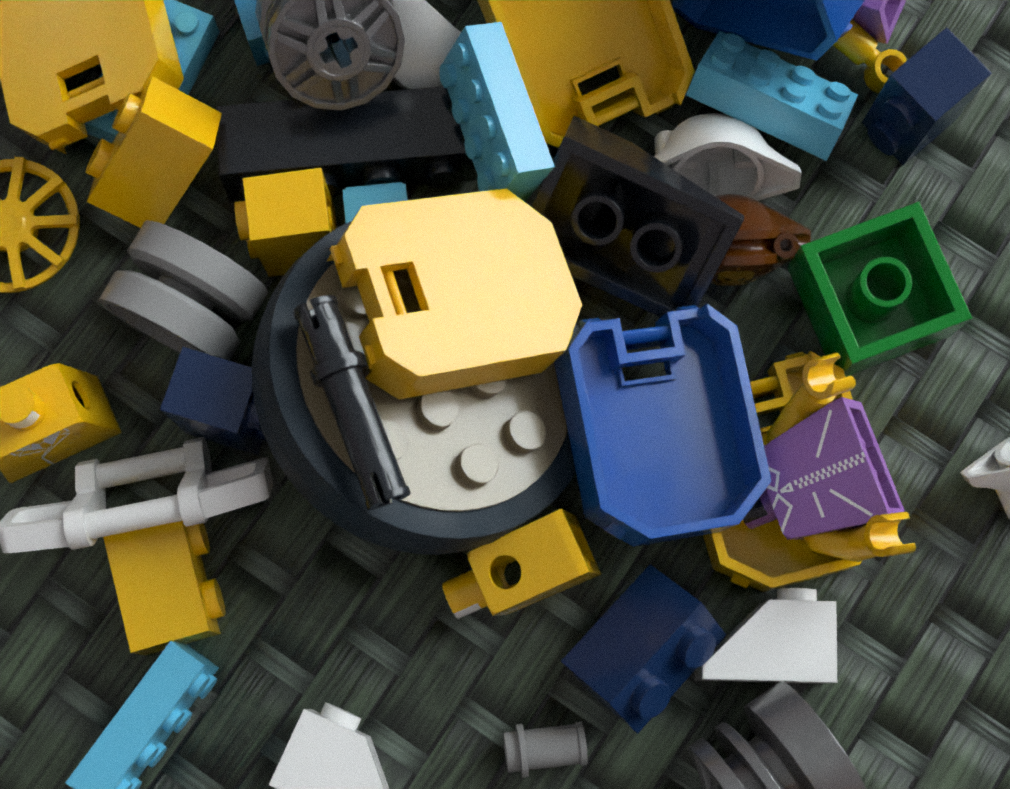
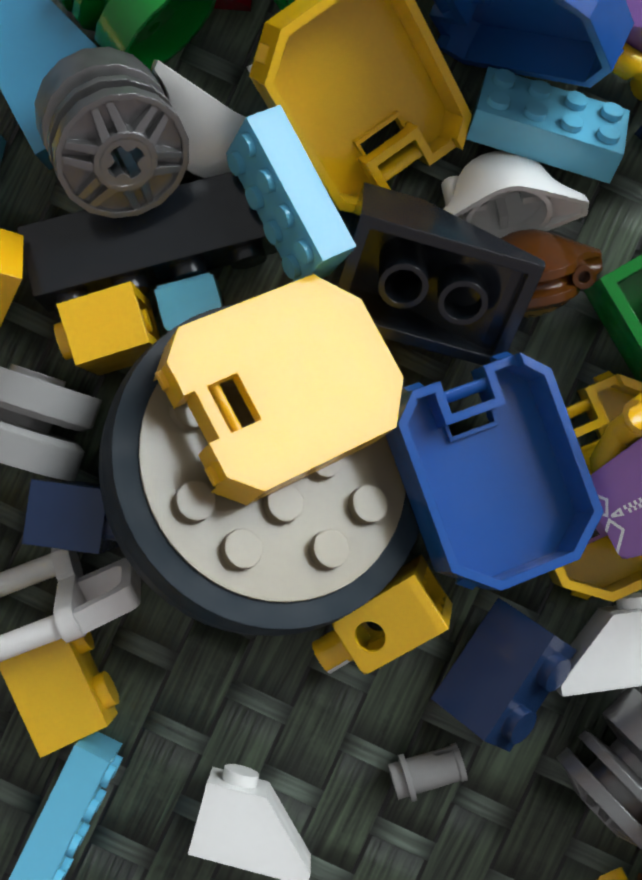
camera: 10 degrees left, 10 degrees up
(341, 375) = (202, 523): black pin -> none

